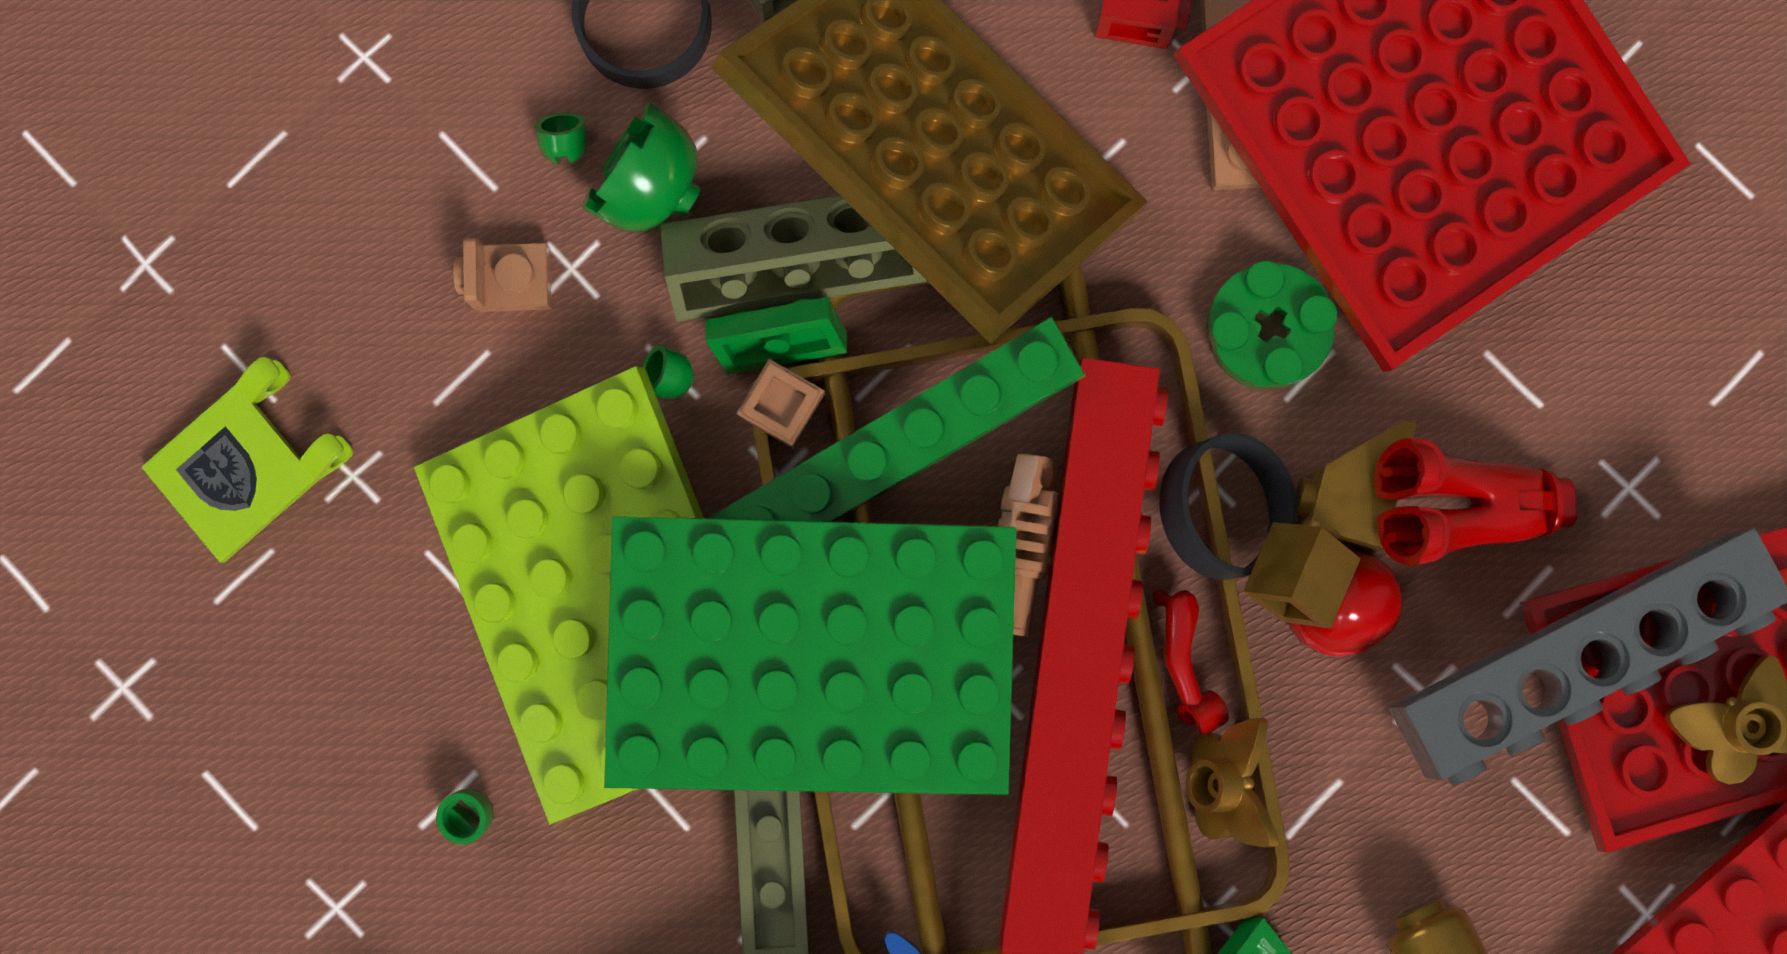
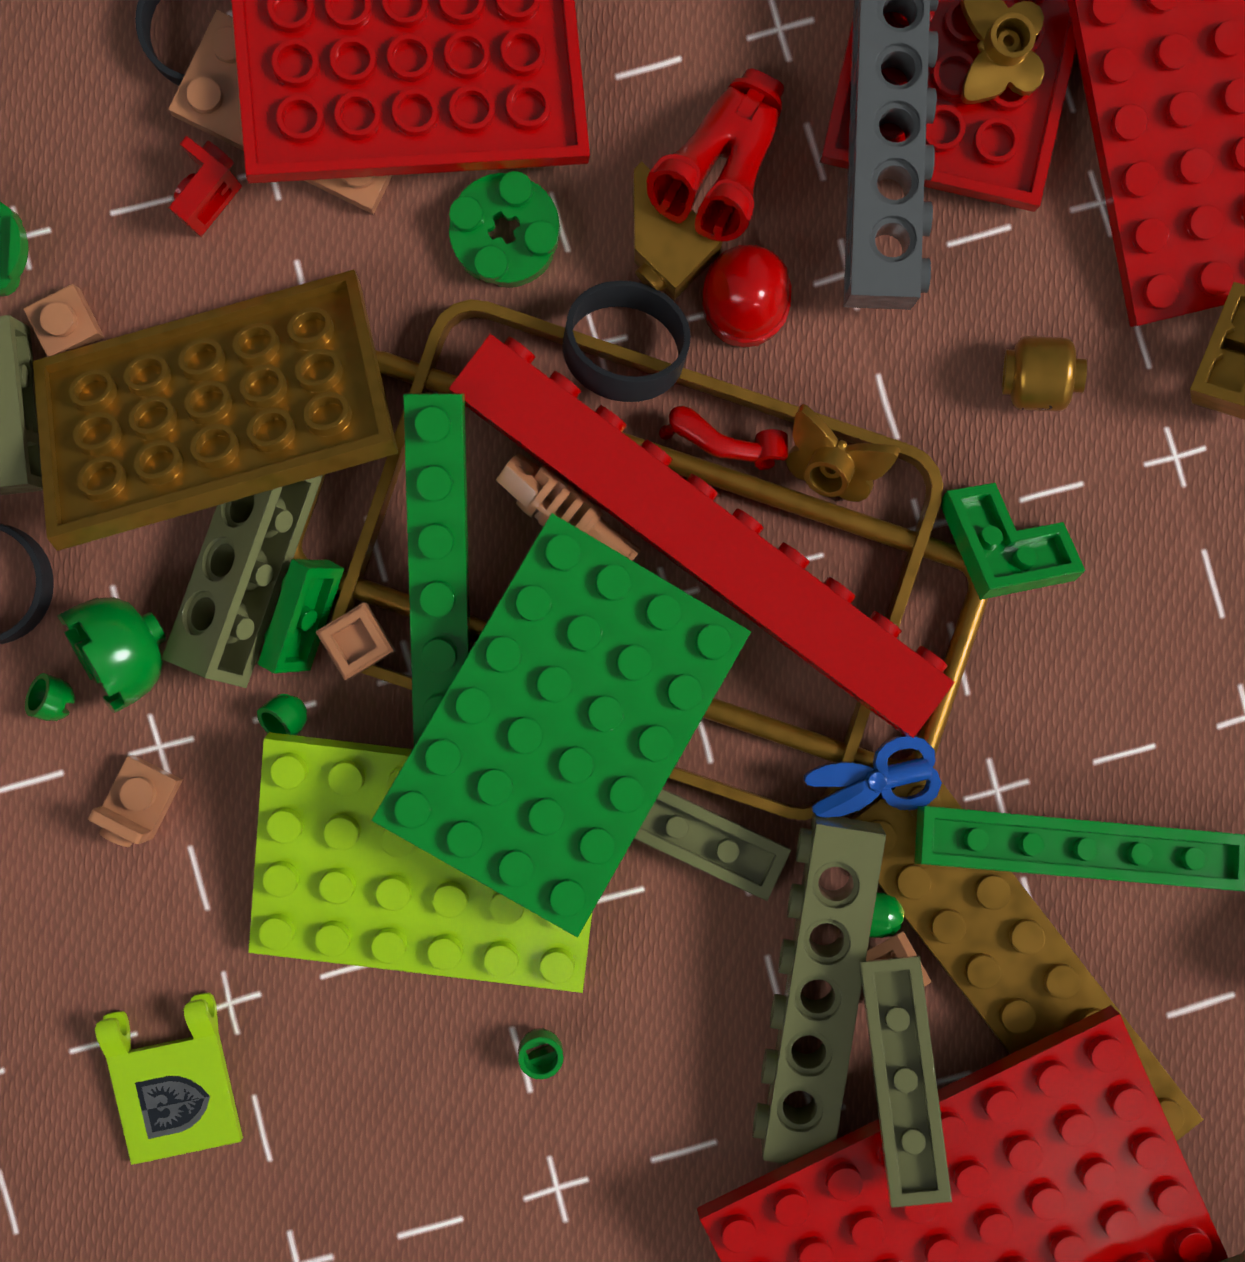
camera: 60 degrees left, 5 degrees up
(1302, 573) = (707, 313): pearl gold brick -> none

